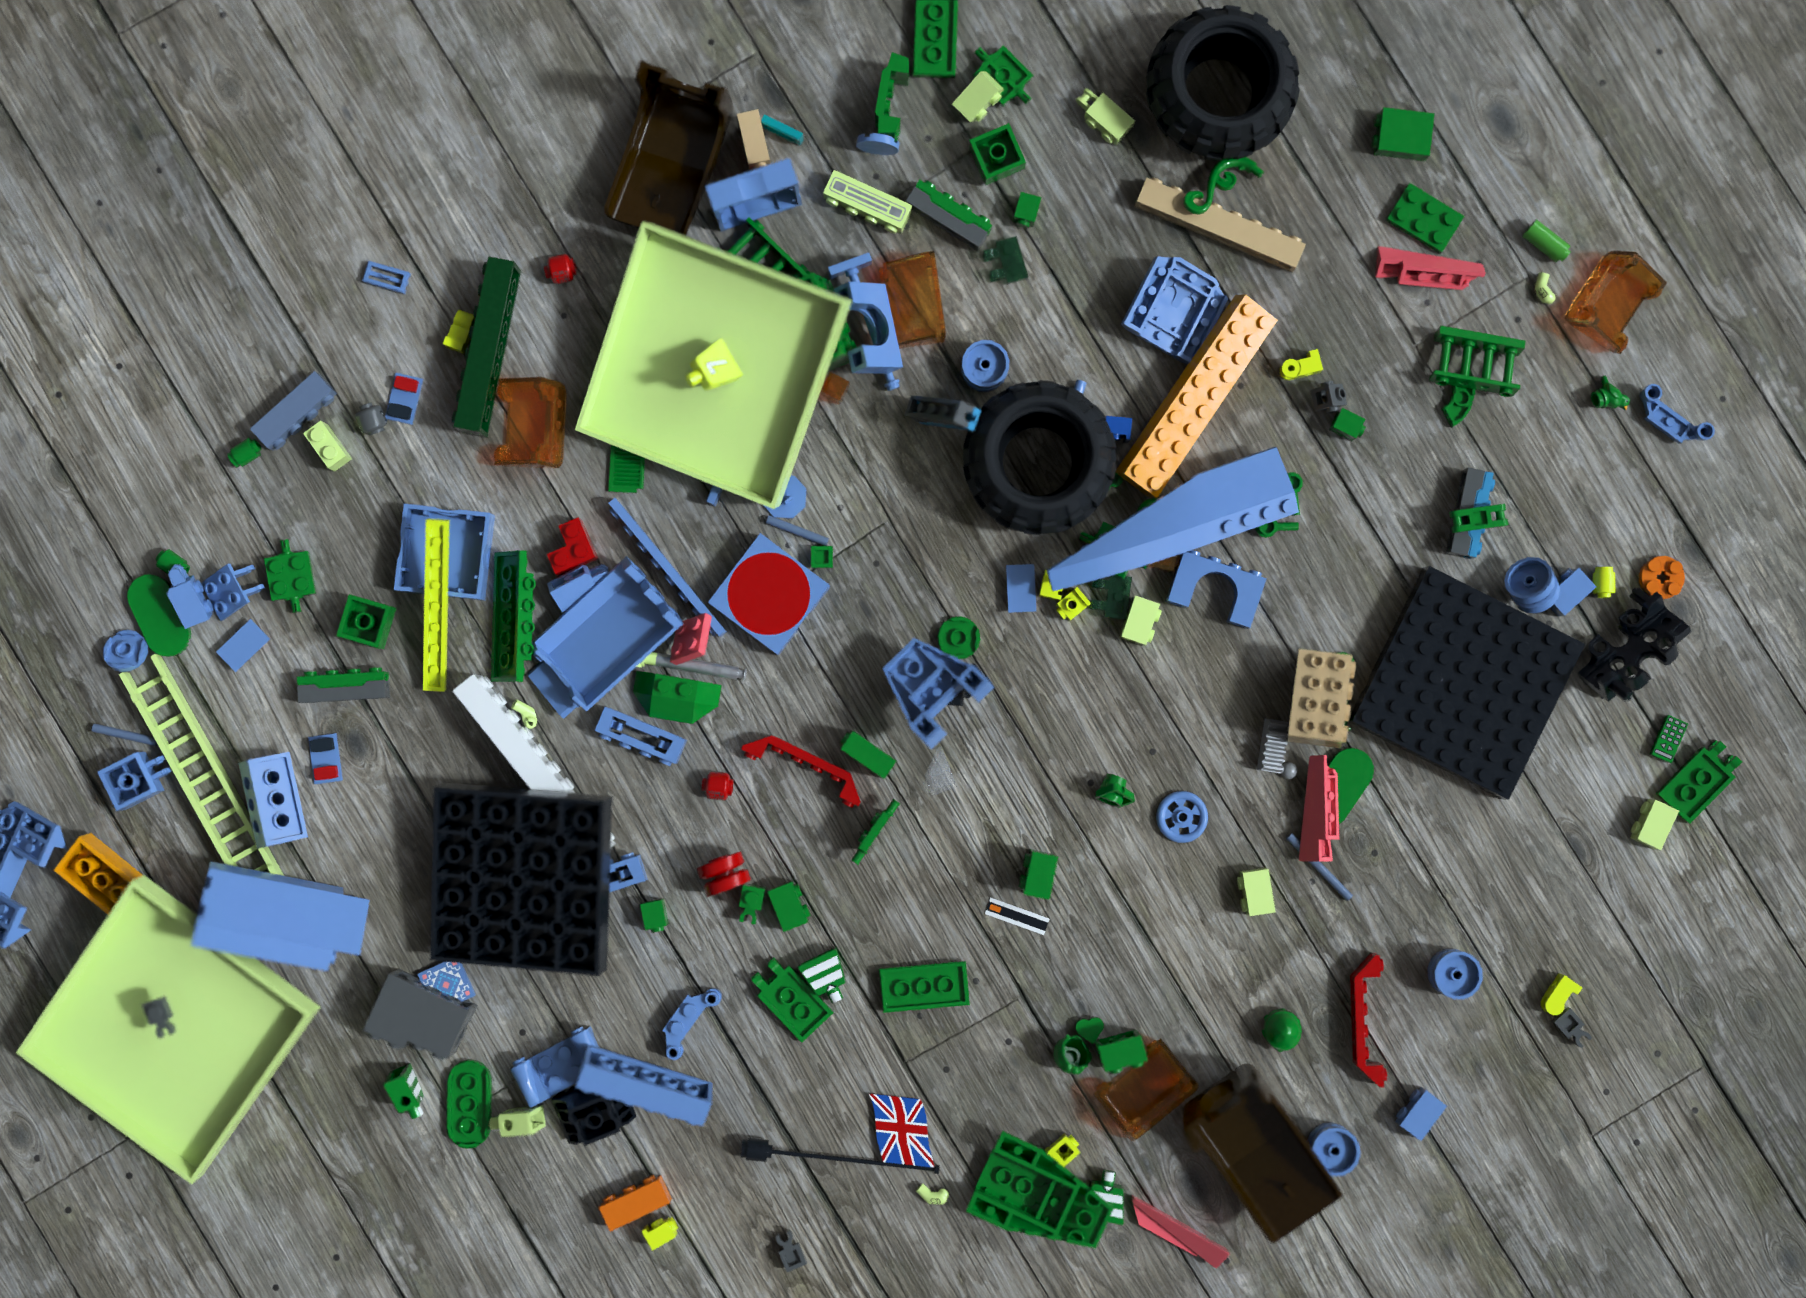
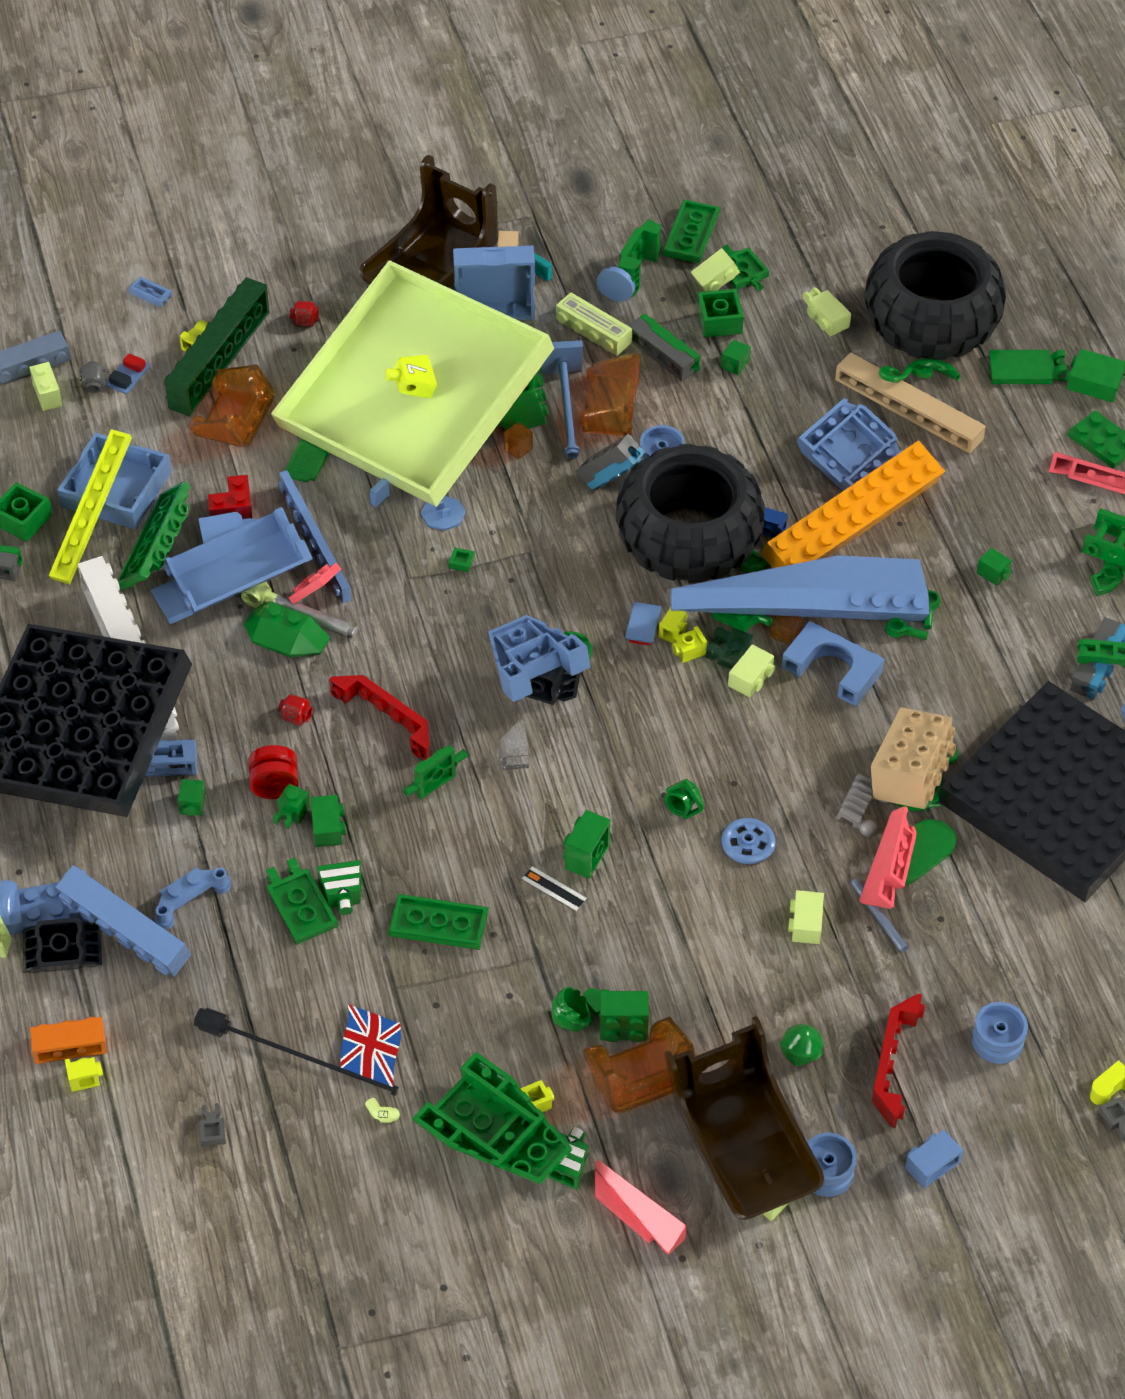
camera: 20 degrees right, 35 degrees down
(527, 713) = (138, 615): yellowish green arm -> none
(673, 749) = (237, 654): medium blue brick -> none
(769, 594) = (401, 574): red tile -> none
(797, 530) = (443, 536): sand blue bar -> none
(867, 754) = (451, 710): green brick -> none
(873, 303) = (566, 412): medium blue arch -> none
(1011, 260) = (710, 388): clear green plate -> none
(1295, 369) = (960, 517): neon yellow leg -> none
(1327, 138) = (1026, 366): none -> green tile
(1329, 397) = (980, 539): dark grey brick -> none

